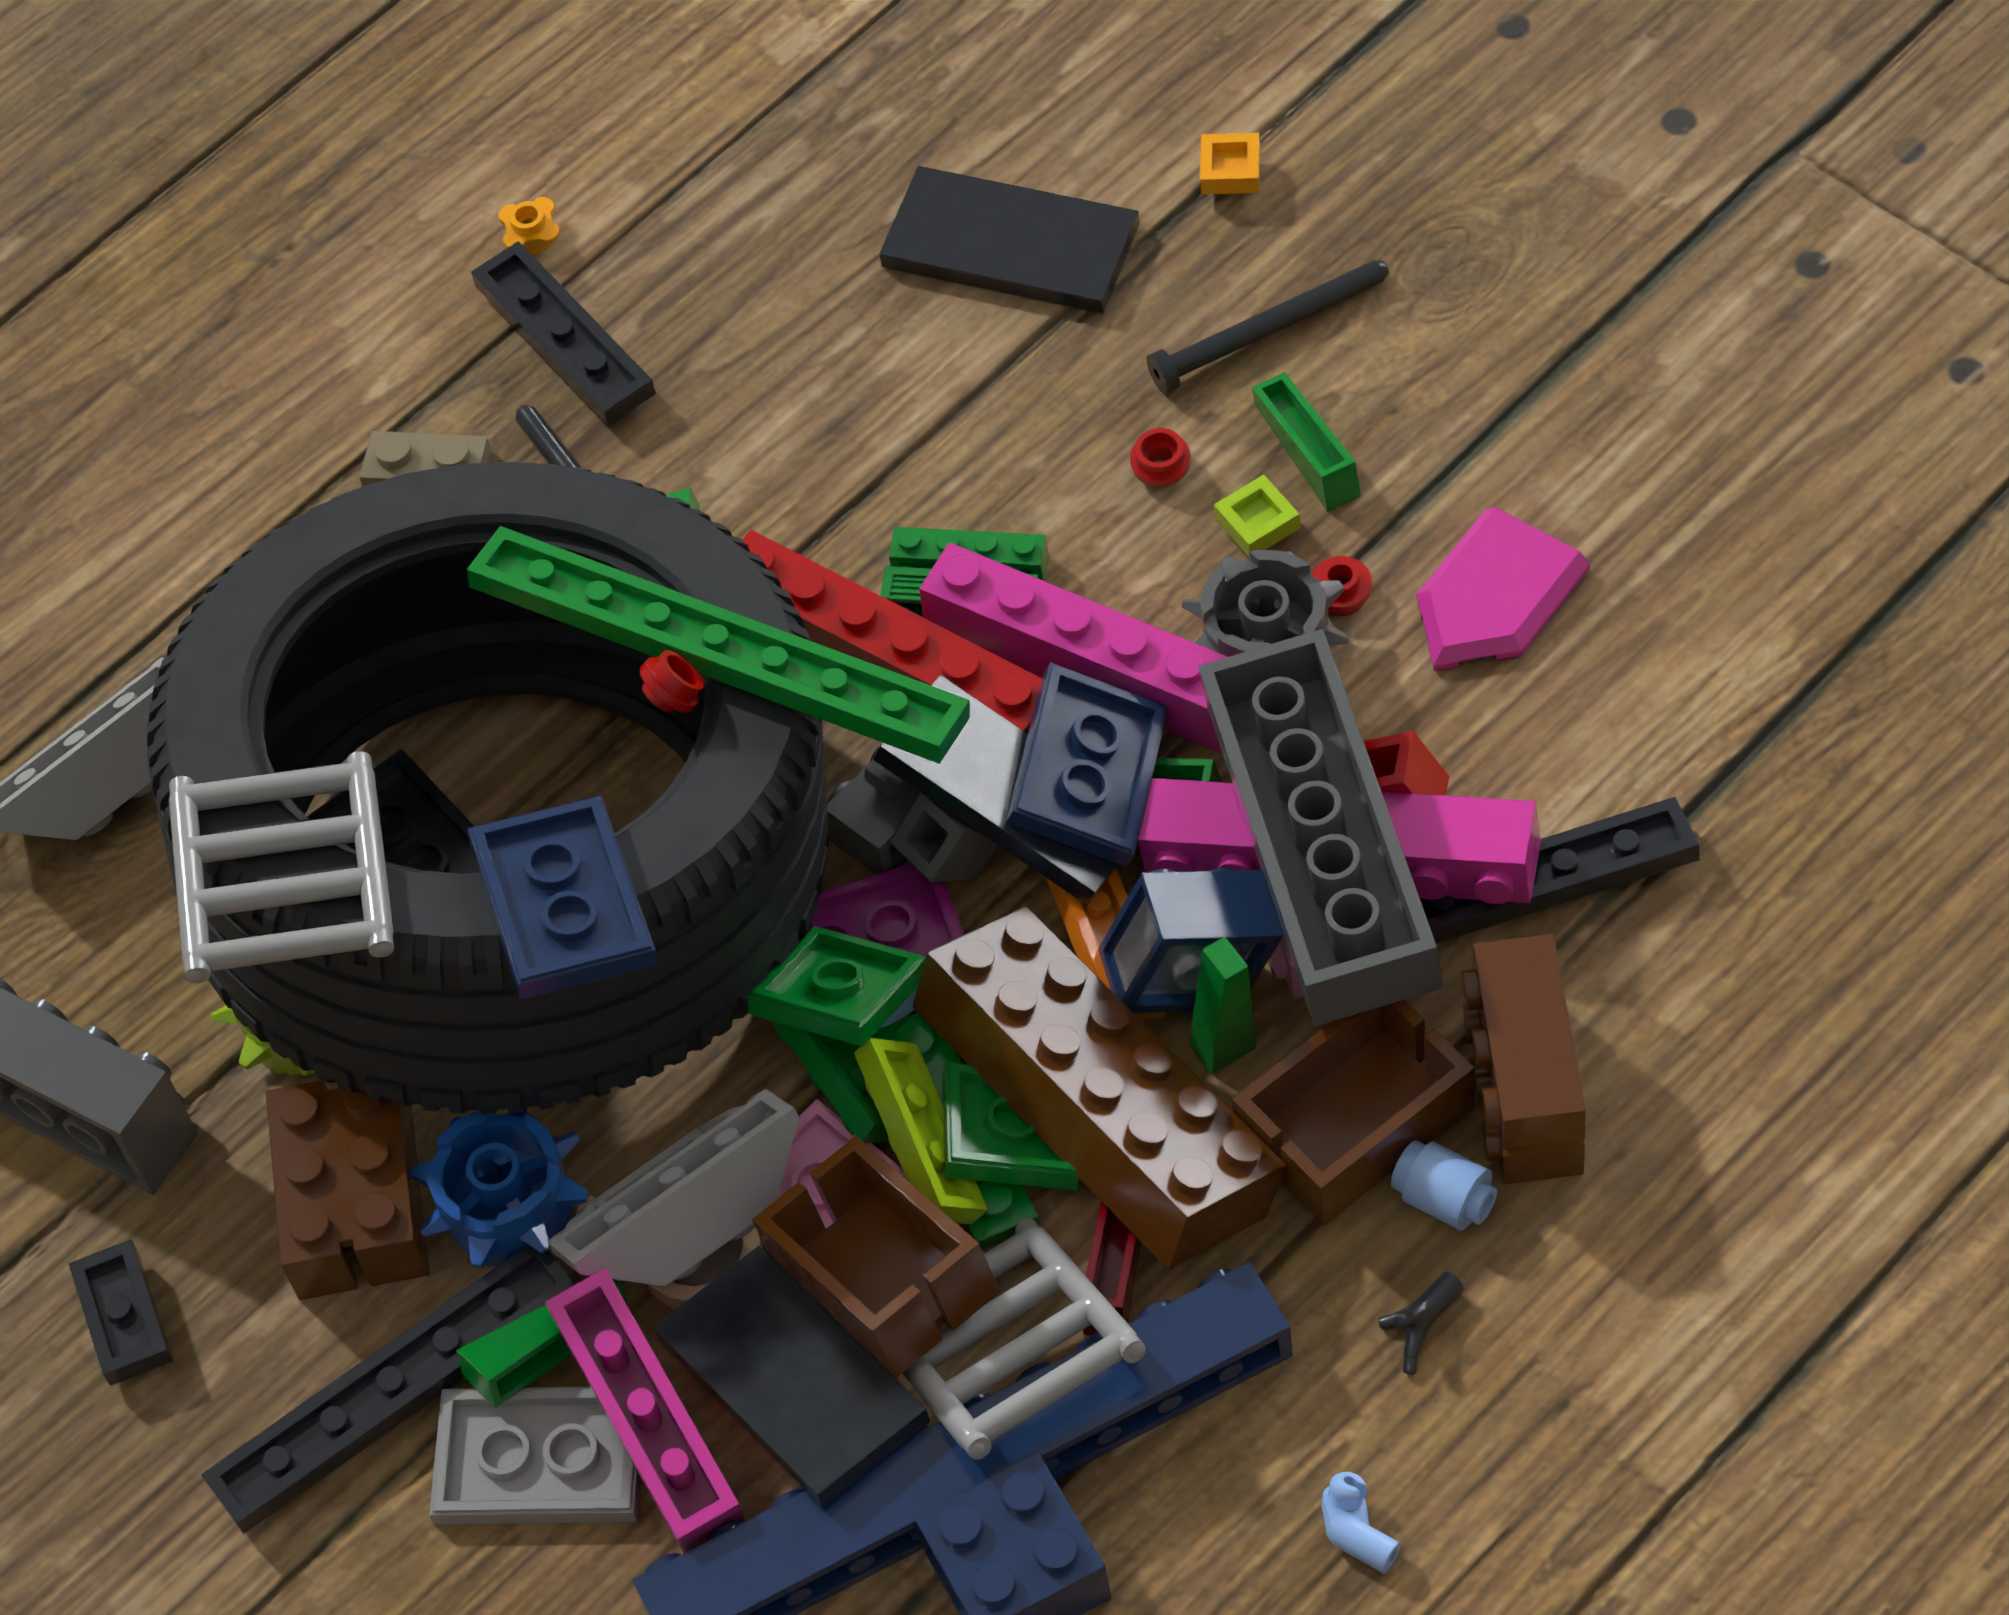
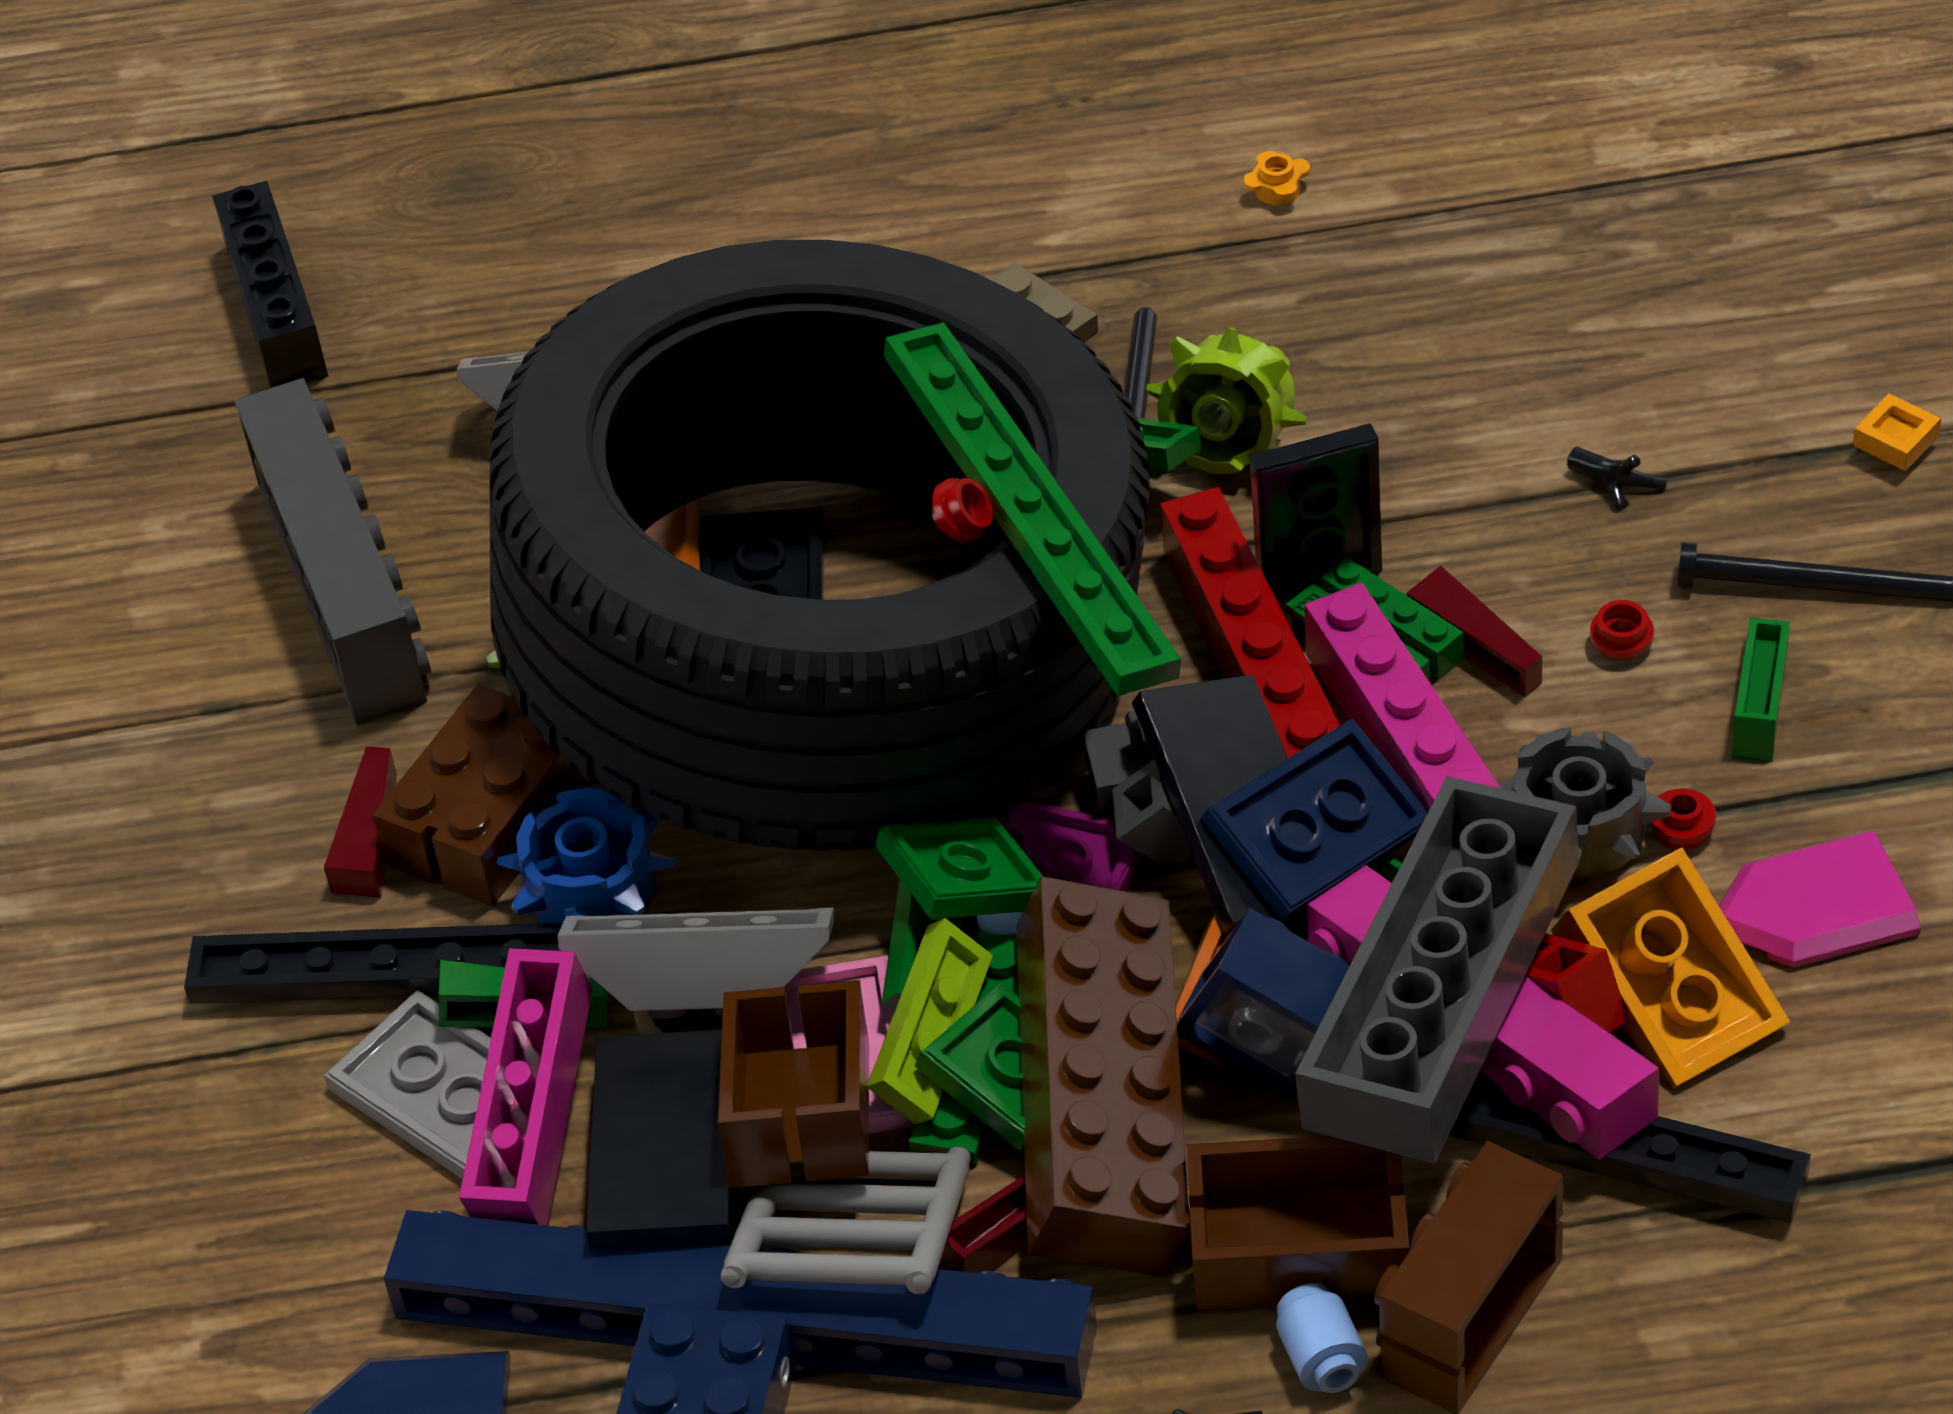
camera: 35 degrees right, 10 degrees down
(120, 1312) = (249, 788): black plate -> none
(270, 1297) = (355, 857): none -> dark red piece
(367, 880) = (489, 414): light grey bar -> none
(561, 897) = (720, 611): dark blue tile -> none
(563, 333) = (1226, 258): black plate -> none
(692, 440) = (1234, 394): none -> lime brick
(862, 498) = (1316, 508): none -> black tile
(1010, 239) = (1657, 394): black tile -> none
(1035, 328) = (1612, 473): none -> black bar
(1067, 528) = (1486, 637): none -> dark red piece
(1222, 1008) = (1253, 1084): green piece -> none
(1257, 515) = (1659, 720): lime plate -> none
(1464, 708) = (1677, 967): none -> light orange slope

